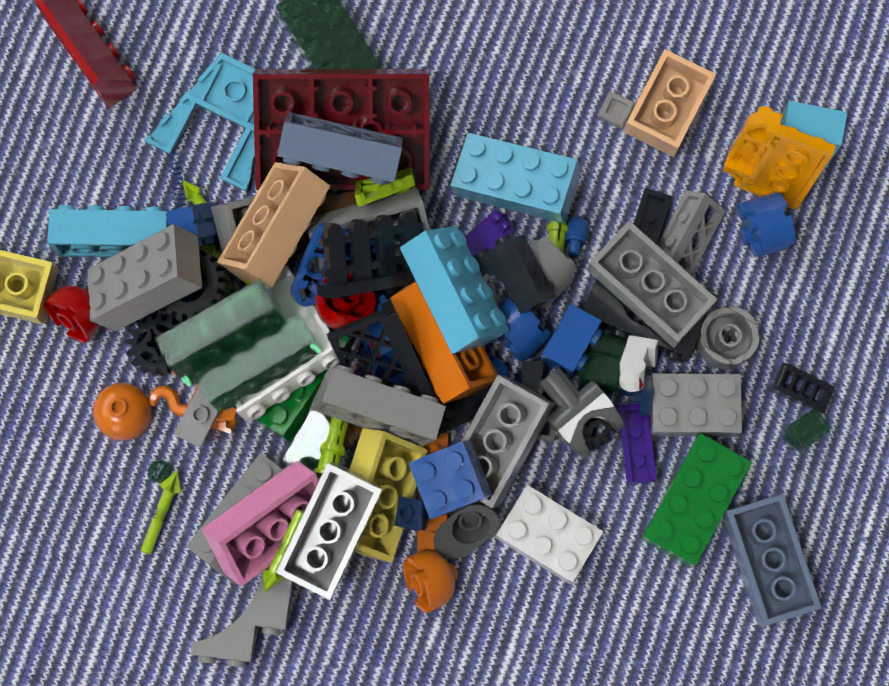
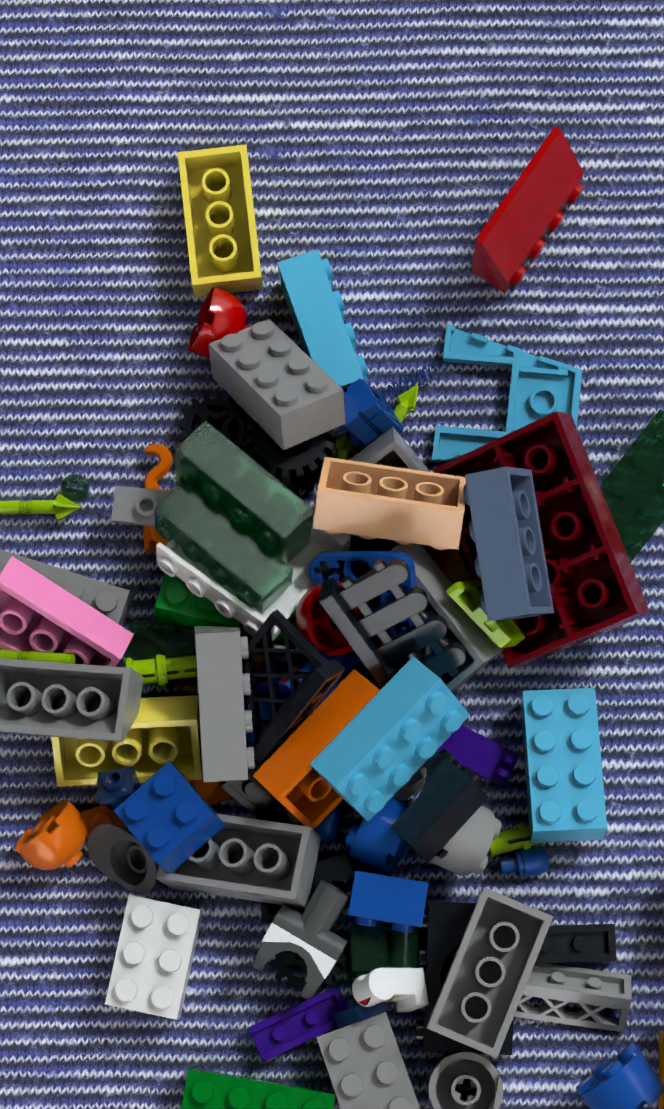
camera: 75 degrees right, 0 degrees up
(122, 411) = (127, 421): orange cylinder -> none

